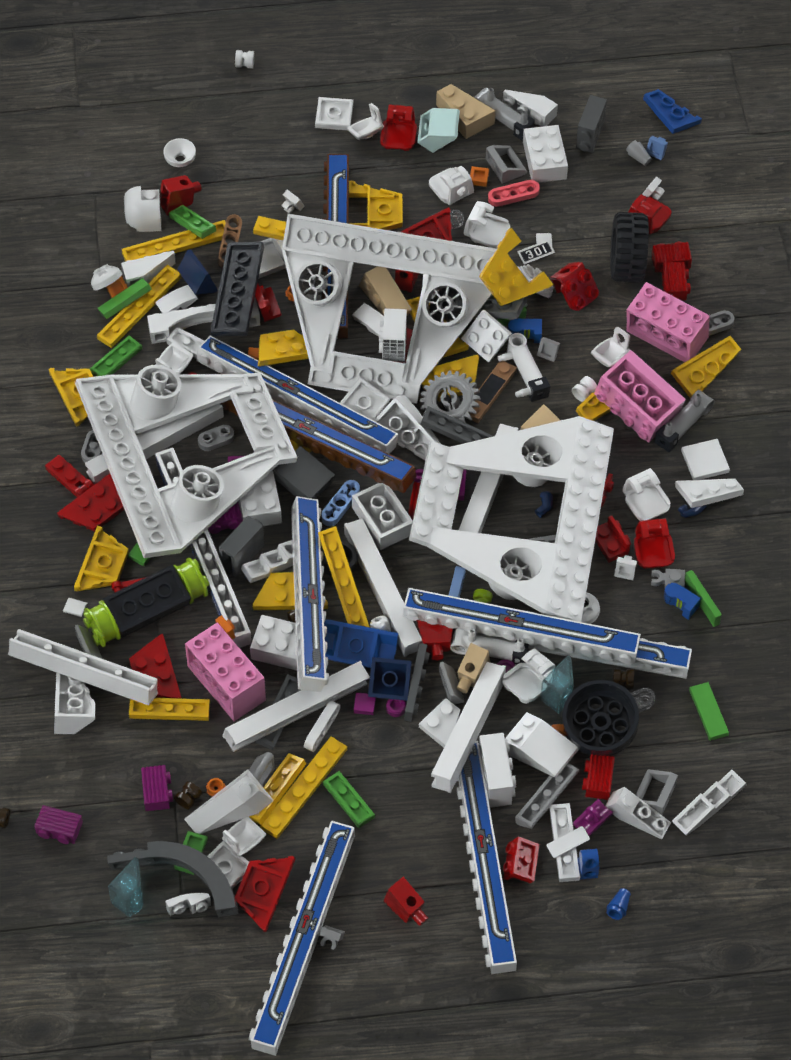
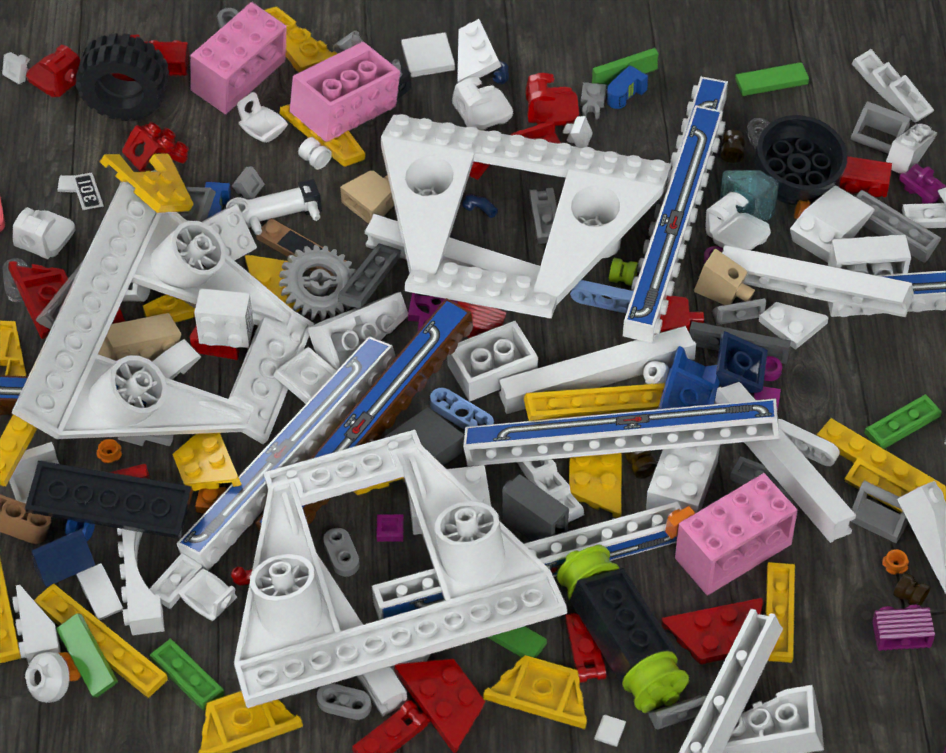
camera: 85 degrees left, 5 degrees down
(497, 647) = (692, 260): white piece -> none

